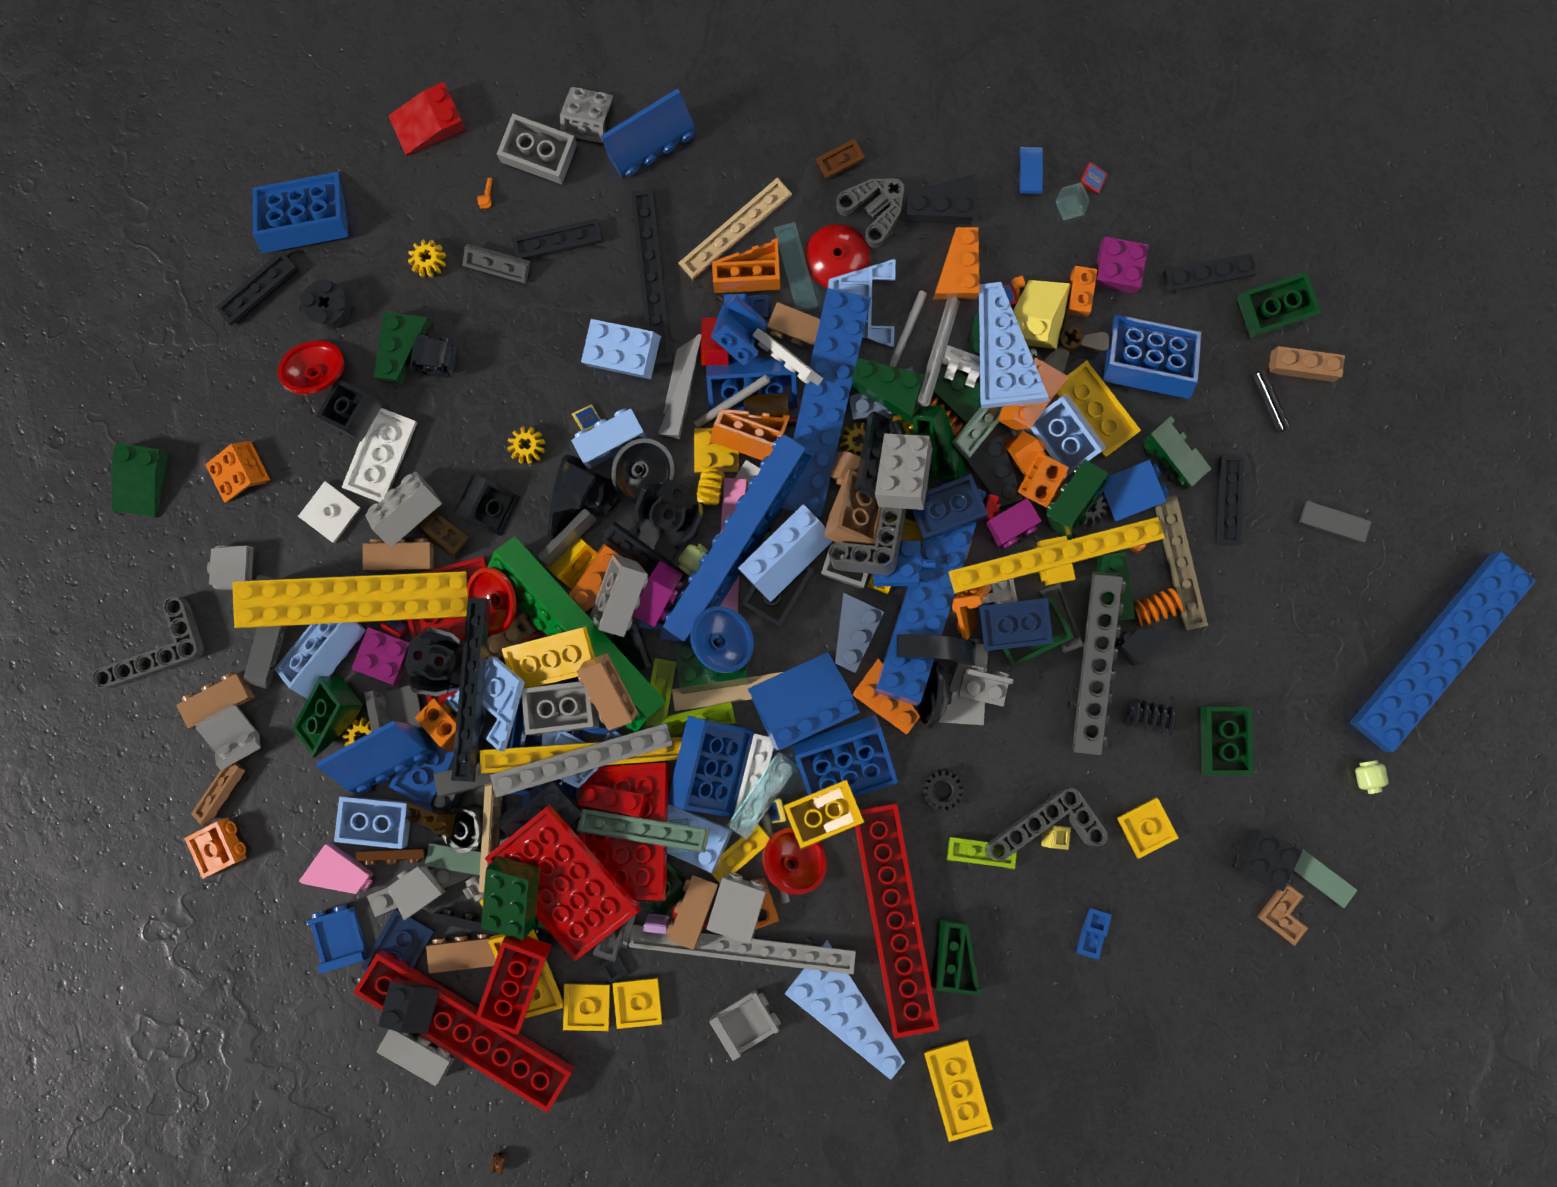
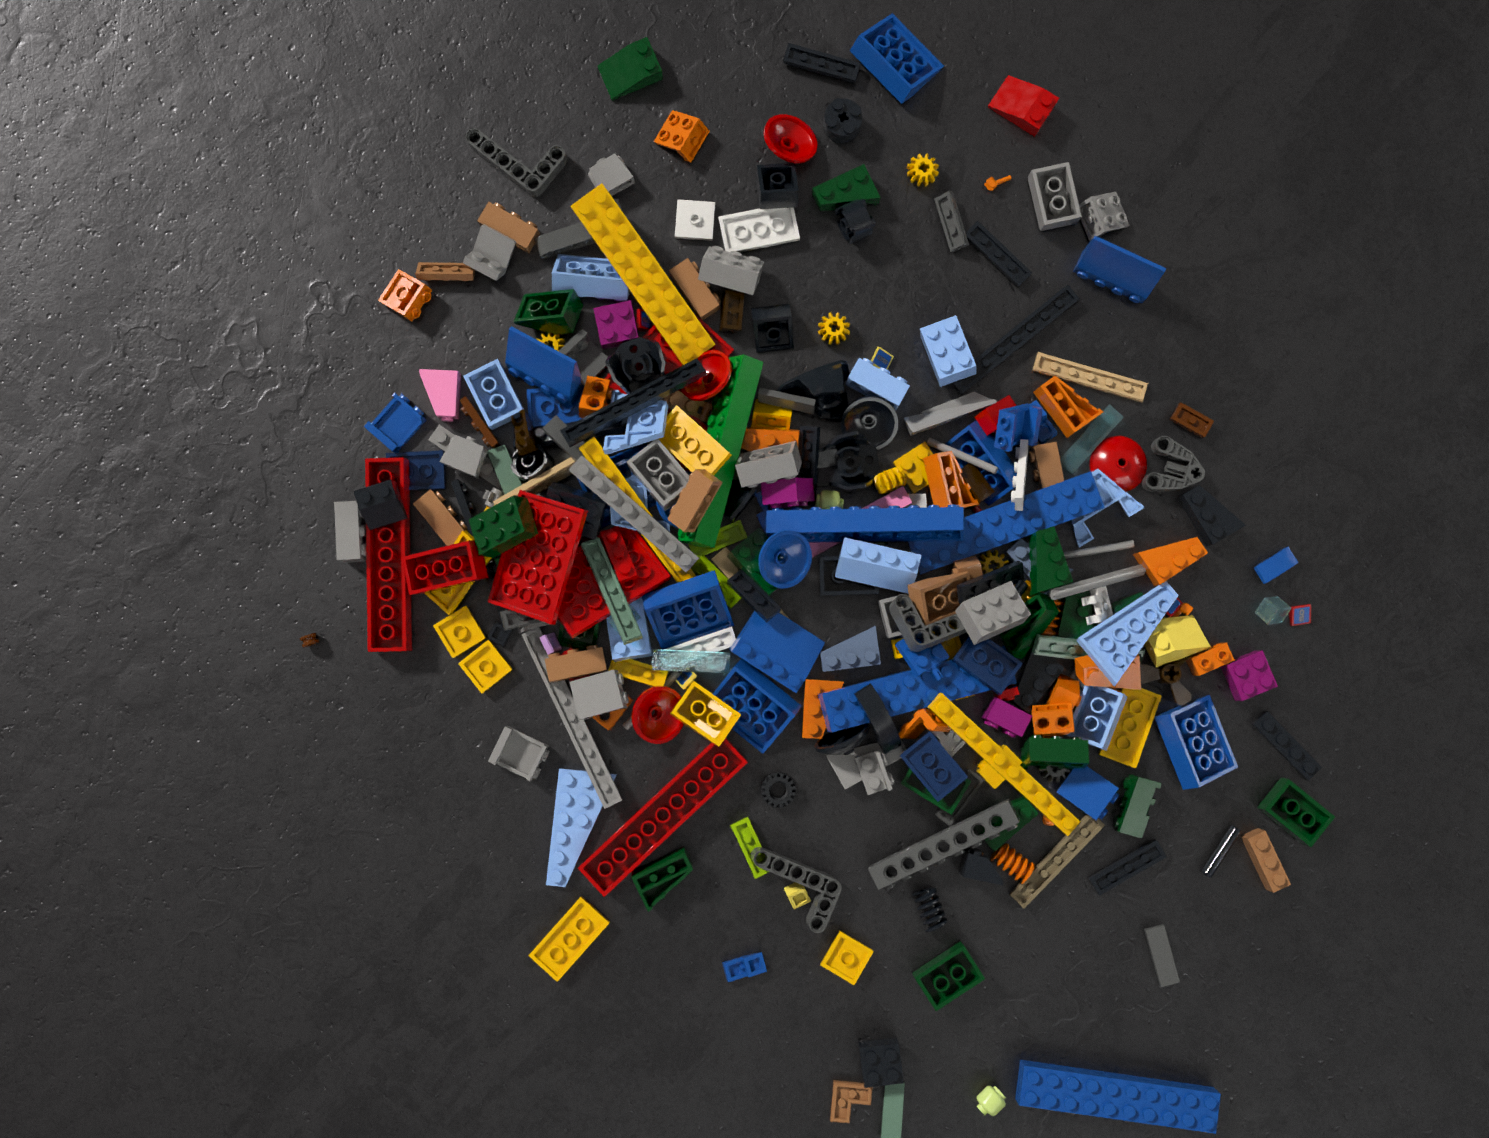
camera: 55 degrees right, 0 degrees up
(738, 692) = (754, 595): none -> black plate

